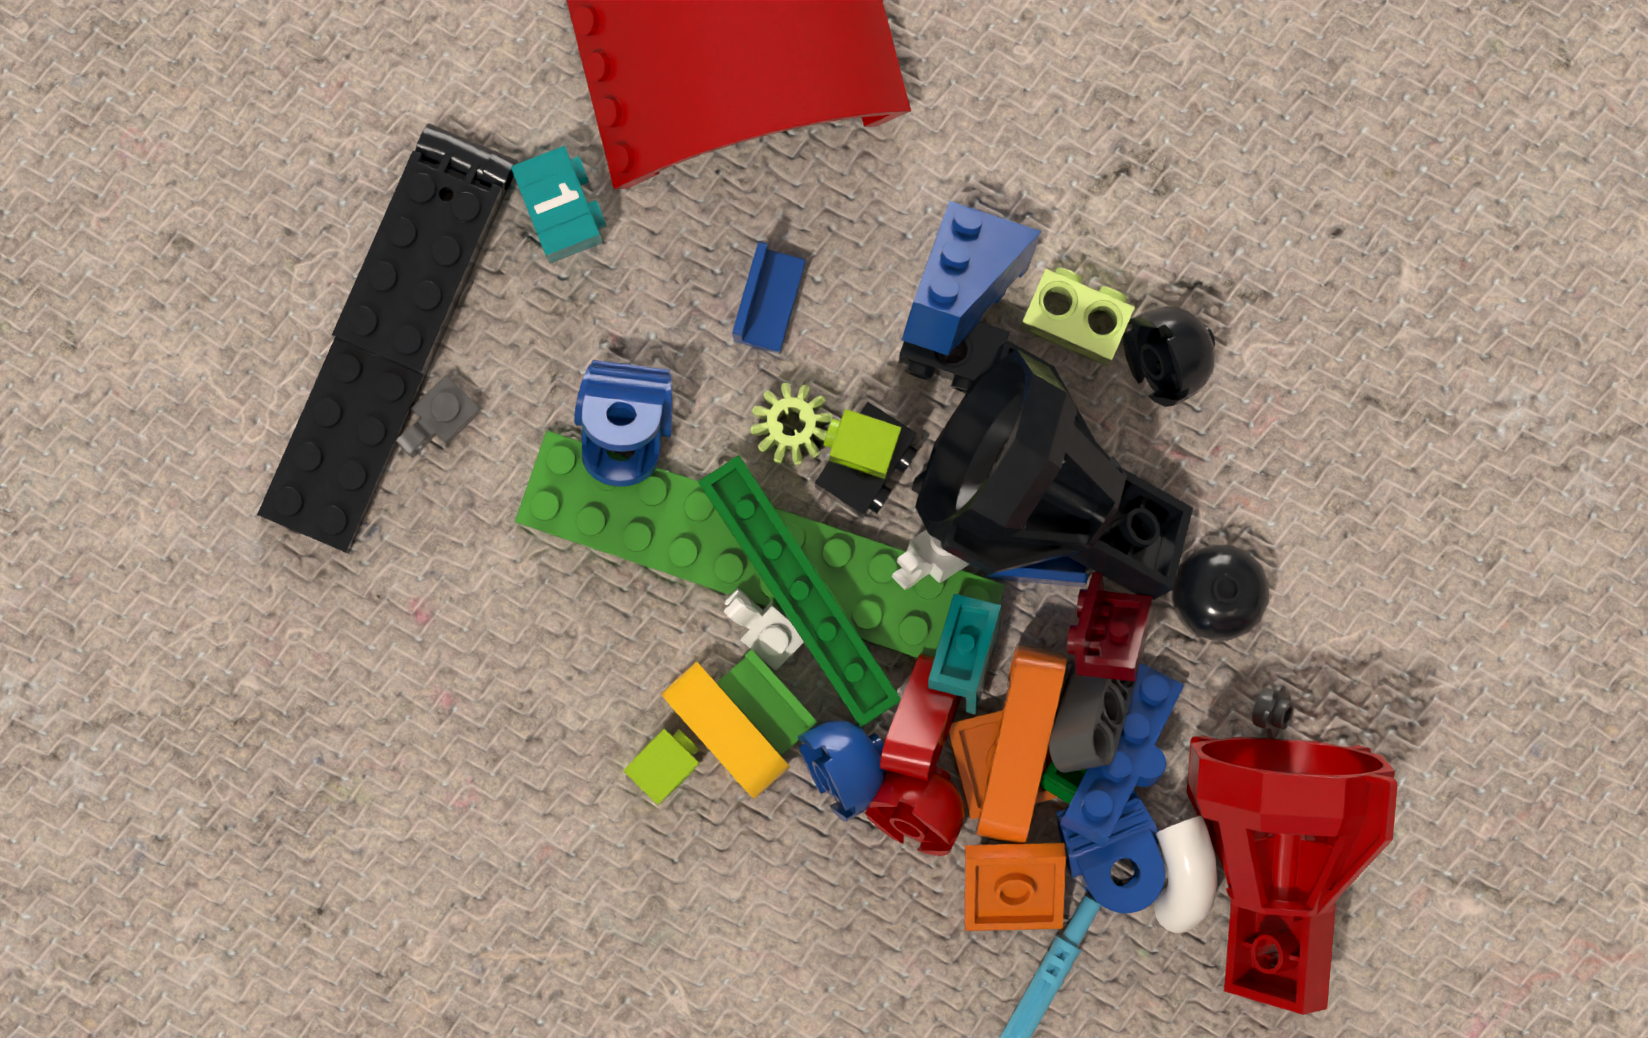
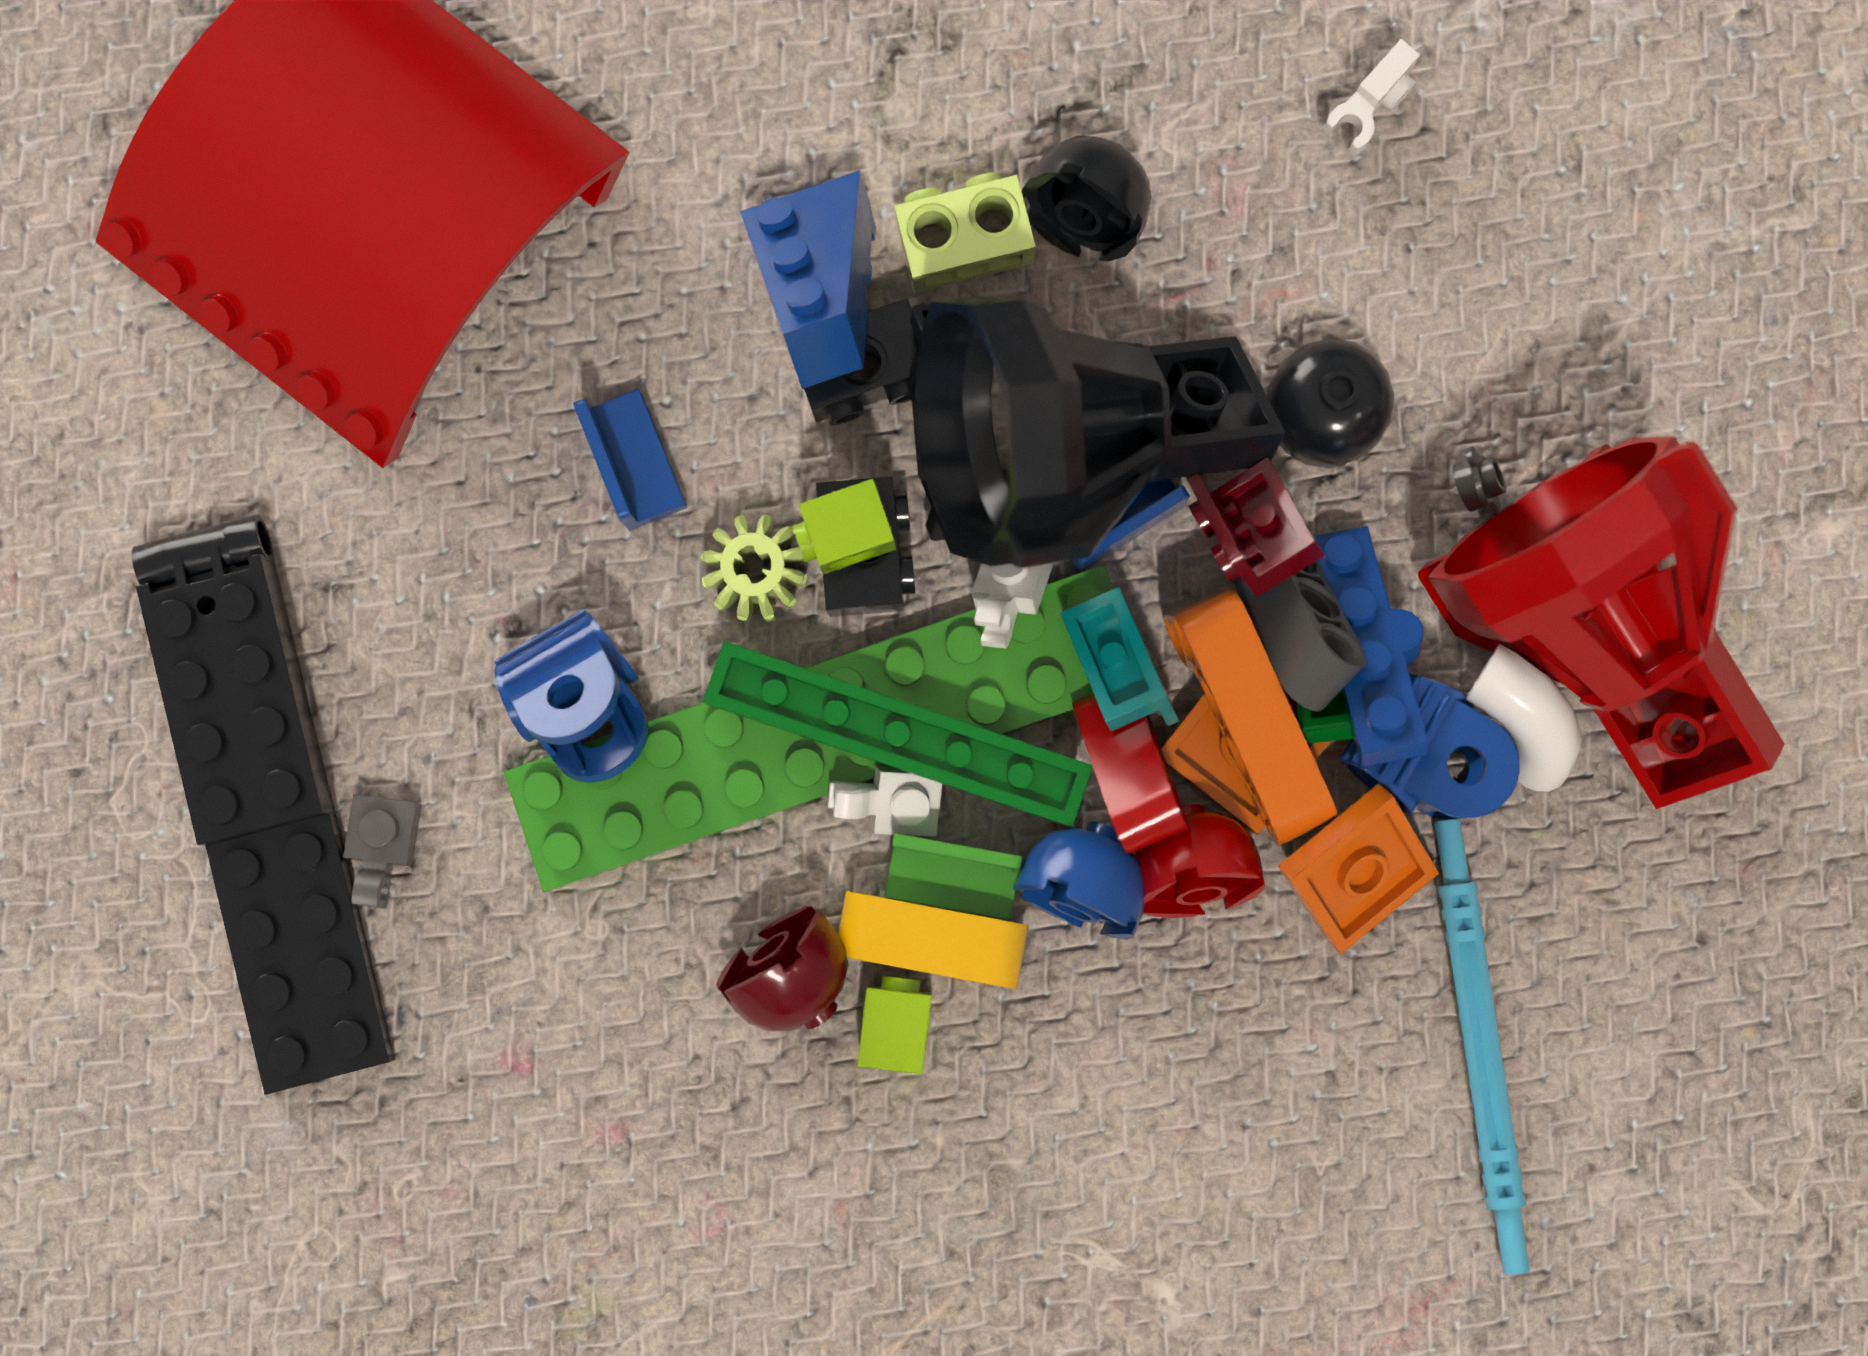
camera: 30 degrees left, 0 degrees up
(558, 205) = (334, 527): teal brick -> none
(624, 685) = (790, 975): none -> dark red cylinder
(1406, 423) = (1382, 87): none -> white plate

